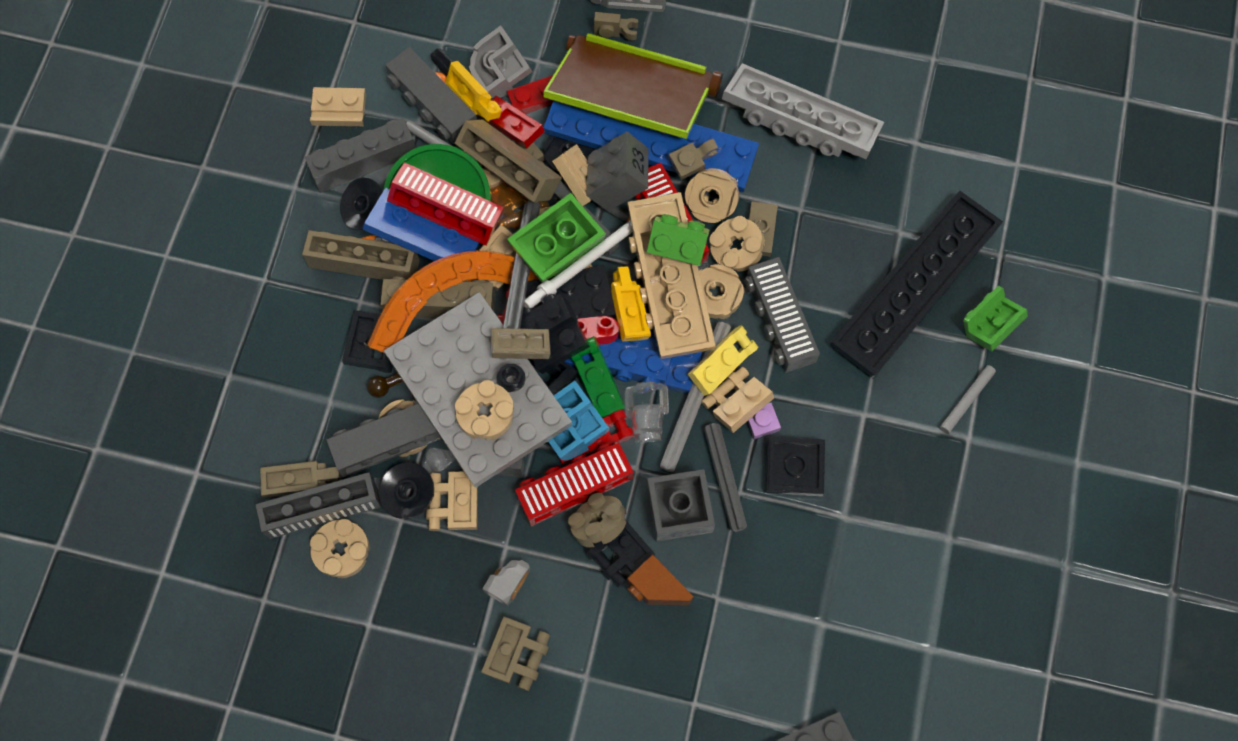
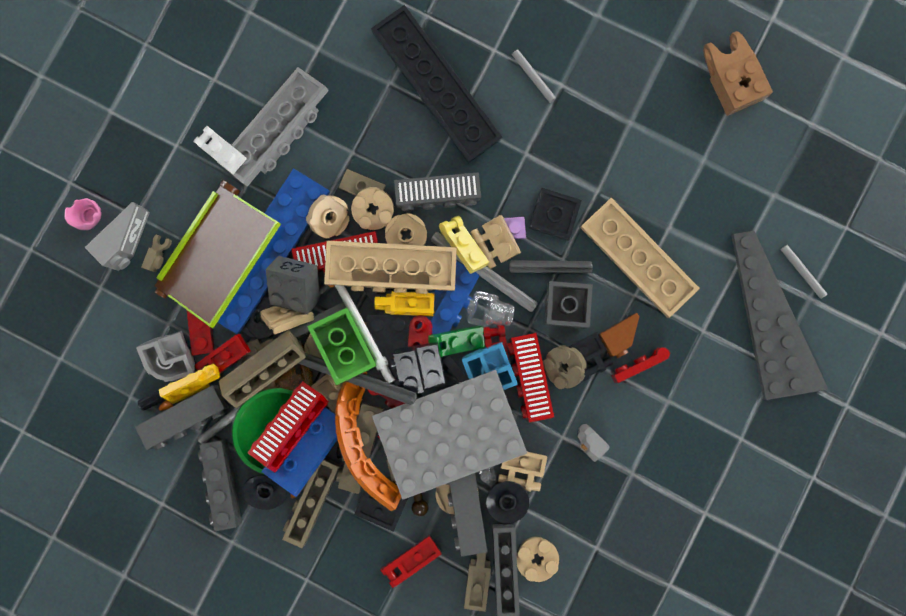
camera: 80 degrees left, 15 degrees up
(310, 393) = (411, 561): none -> red plate
(338, 106) = (169, 494): tan plate -> none
(484, 394) = (474, 446): tan plate -> none
(507, 650) = (640, 453): dark tan plate -> none
(511, 370) = (453, 415): black plate -> none
(520, 343) = (427, 394): dark tan plate -> none
(625, 622) = (641, 364): none -> red plate
(678, 239) = (367, 252): bright green bracket -> none
(690, 160) = (296, 226): dark tan plate -> none
(756, 62) = (220, 150): none -> white plate
(769, 590) = (639, 258): none -> tan plate
(993, 319) = (480, 37): bright green bracket -> none
(1068, 658) = (736, 69): none -> medium nougat brick

